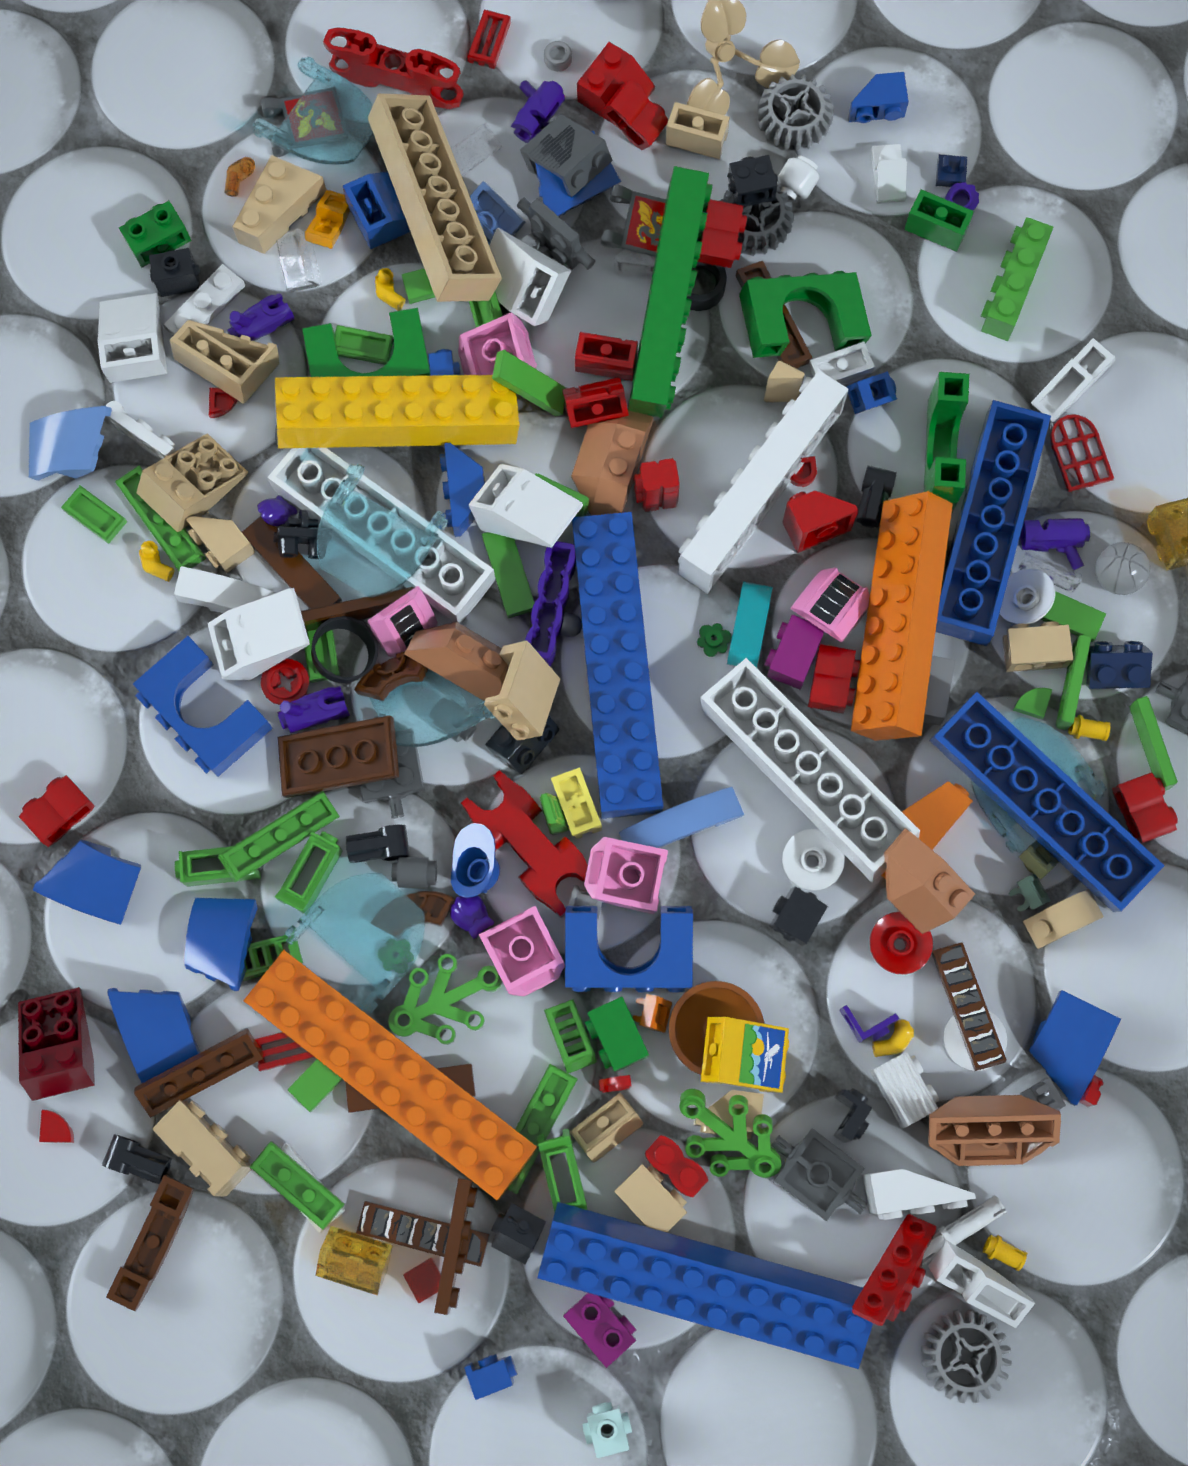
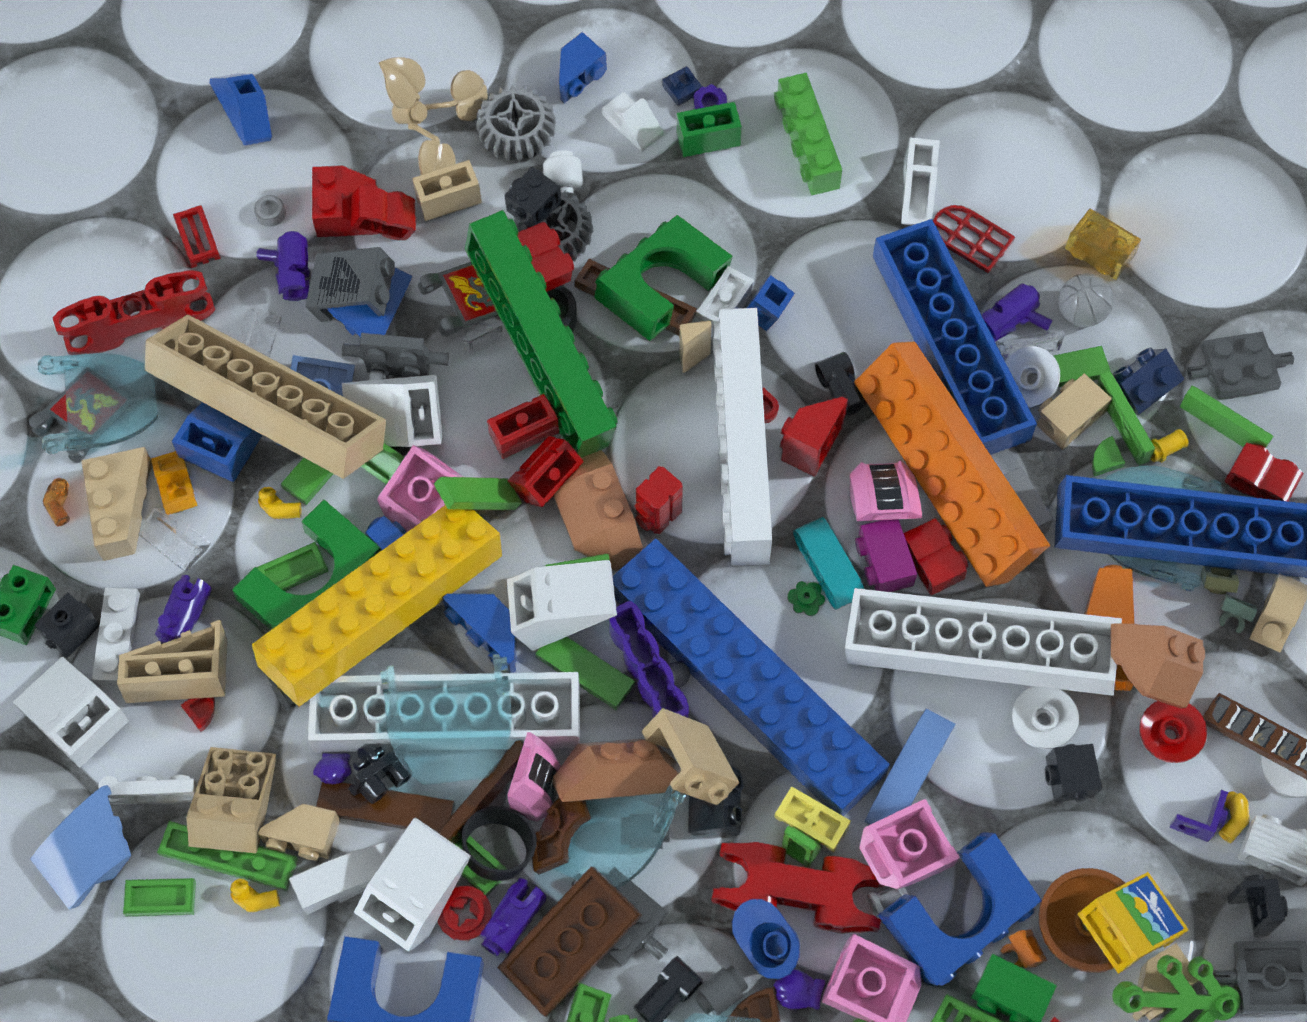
camera: 40 degrees left, 10 degrees down
(945, 408) = (844, 280): green arch -> none

